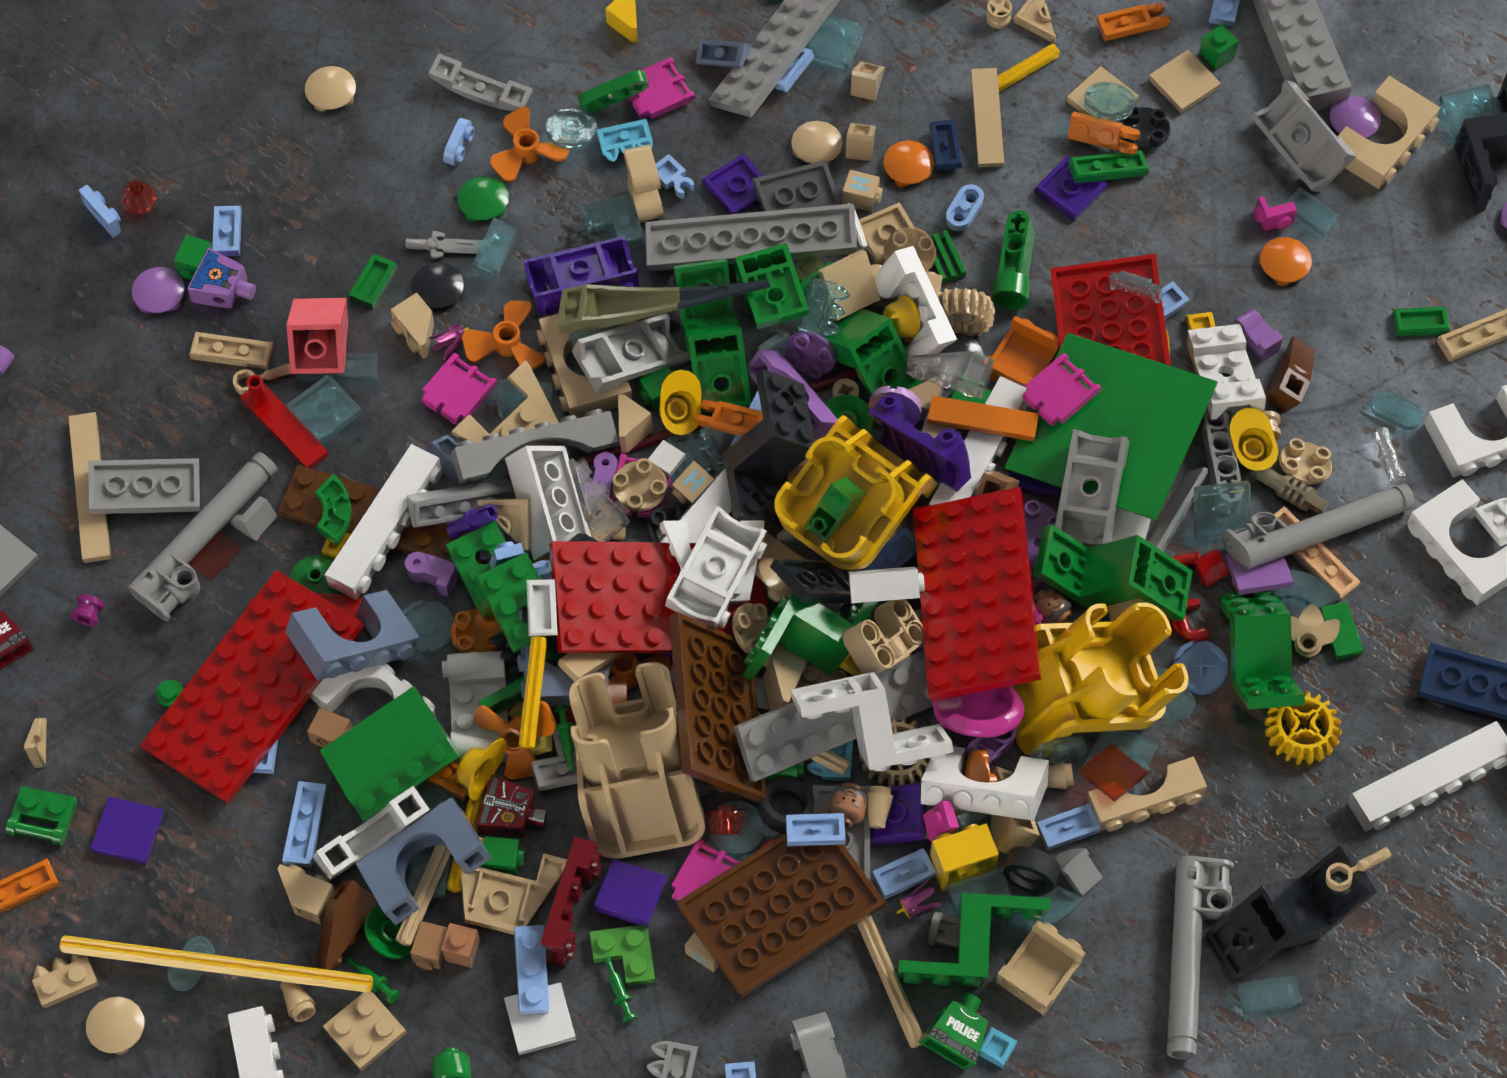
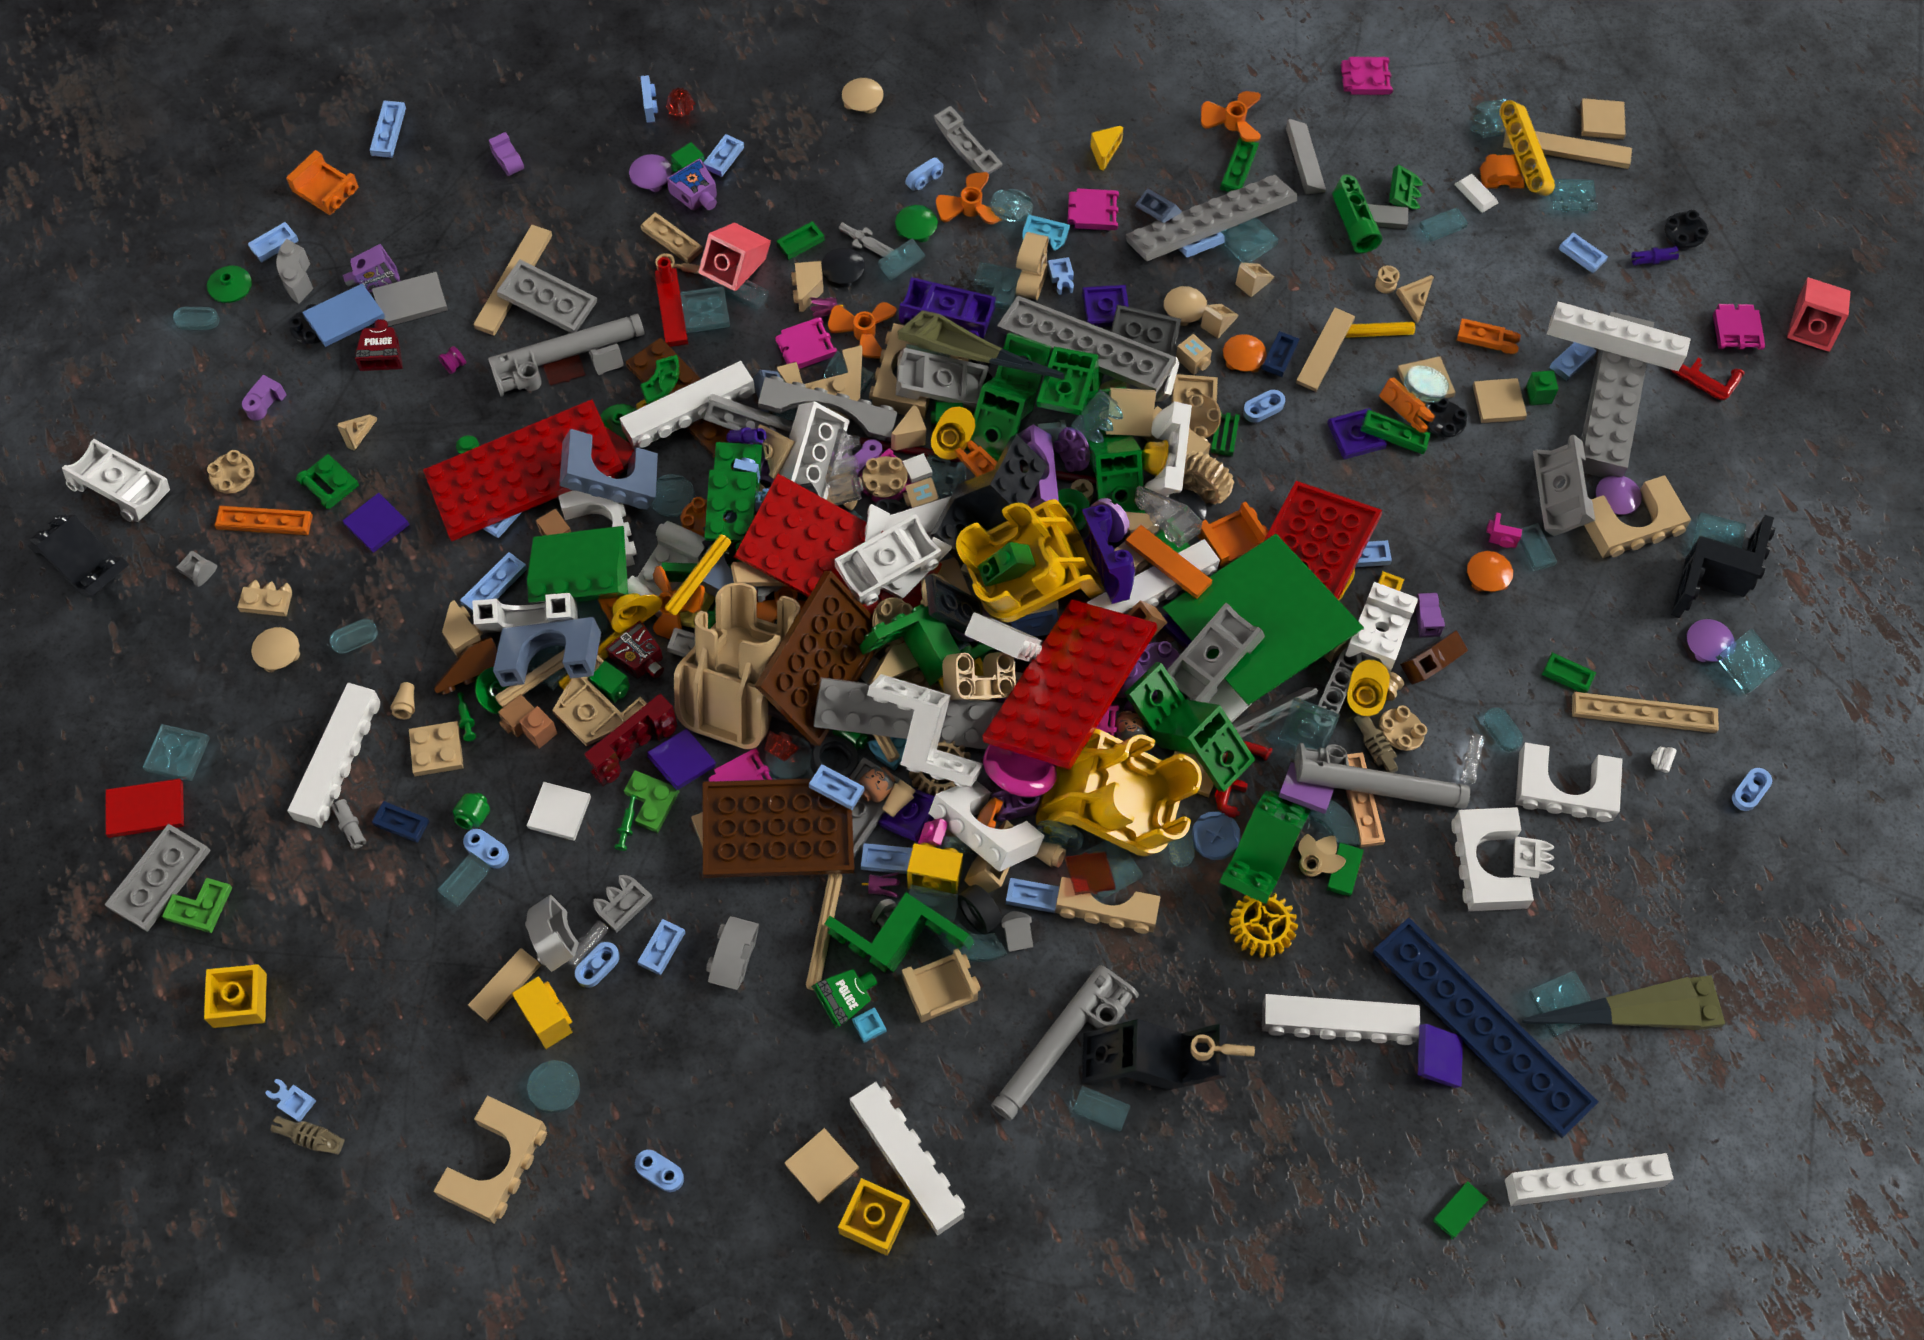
camera: 30 degrees right, 0 degrees up
(216, 964) = (368, 646): yellow axle -> none
(433, 570) = (699, 456): medium lavender leg -> none
(531, 970) = (571, 774): light blue plate -> none
(541, 607) = (740, 516): white tile -> none
(613, 91) = (1067, 193): green beam -> none
(1012, 282) = (1274, 464): green beam -> none
(1059, 391) = (1237, 571): dark pink plate -> none
(1135, 283) = (1348, 523): clear light blue piece -> none
(1210, 567) = (1273, 766): red tile -> none

